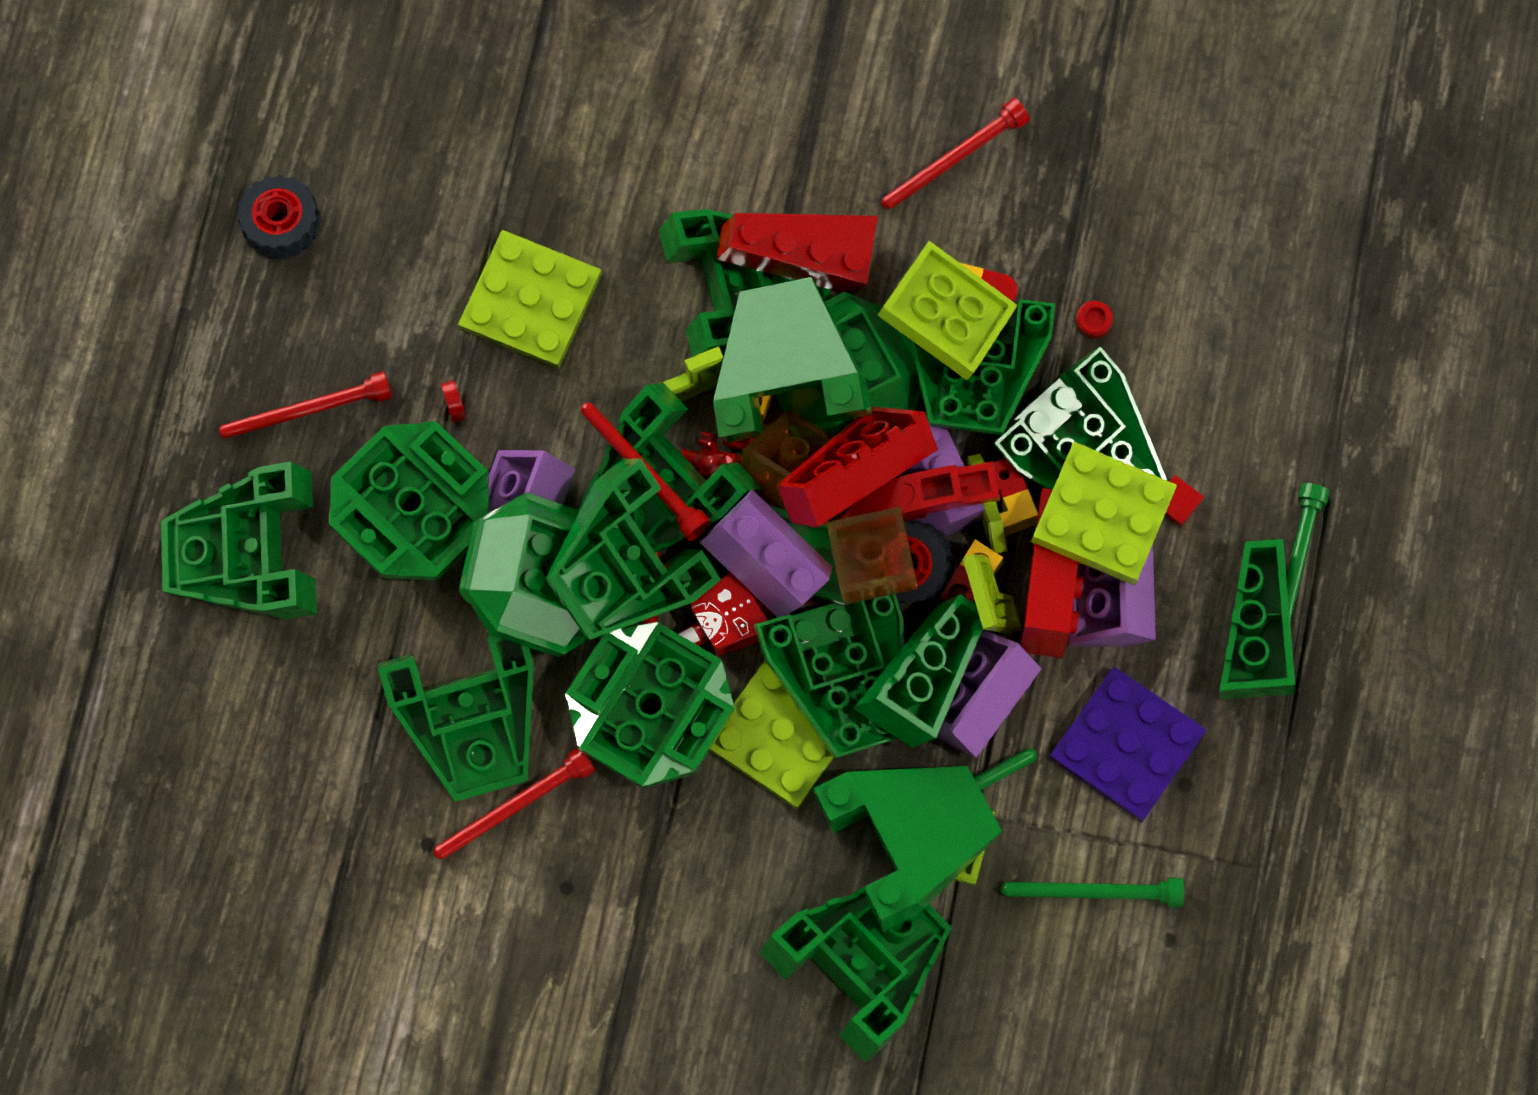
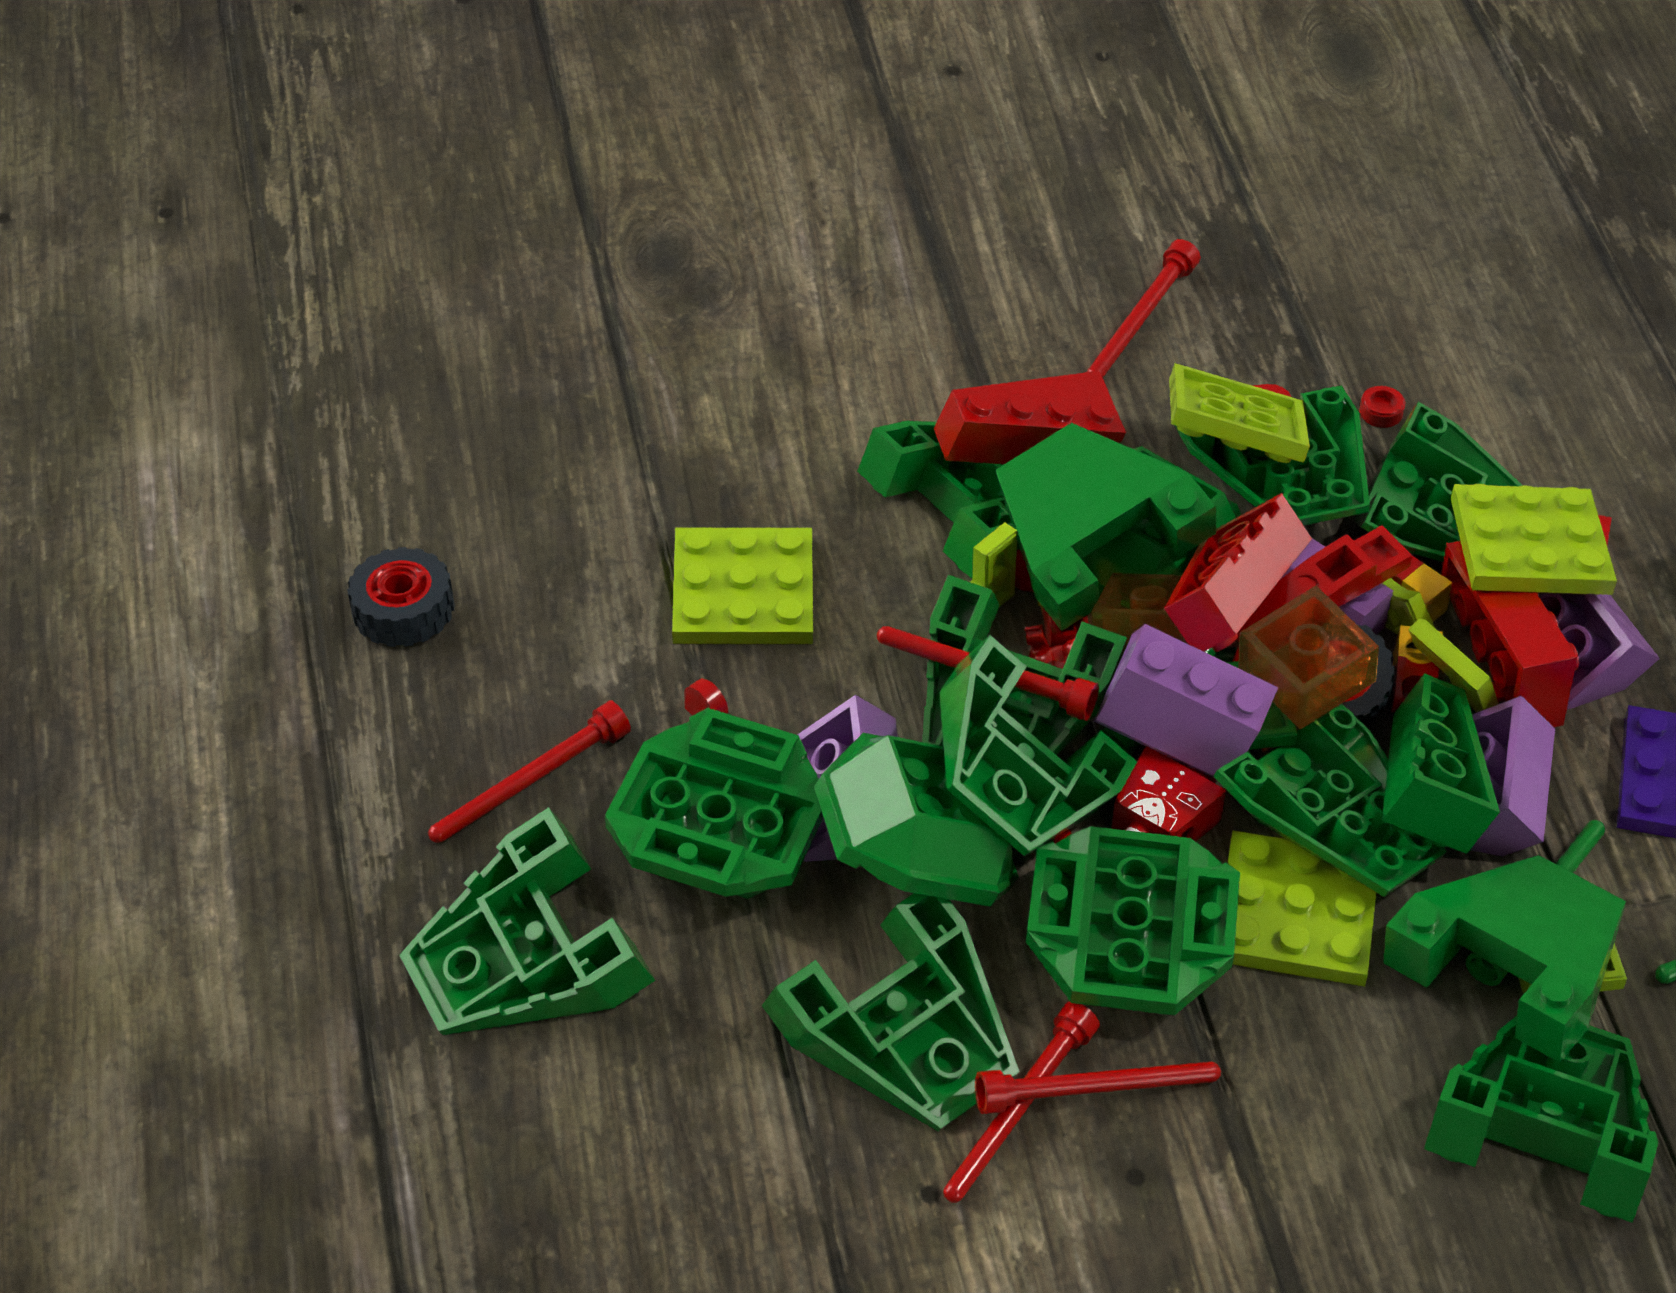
camera: 25 degrees left, 25 degrees down
(499, 797) = (999, 1091): none -> red piece

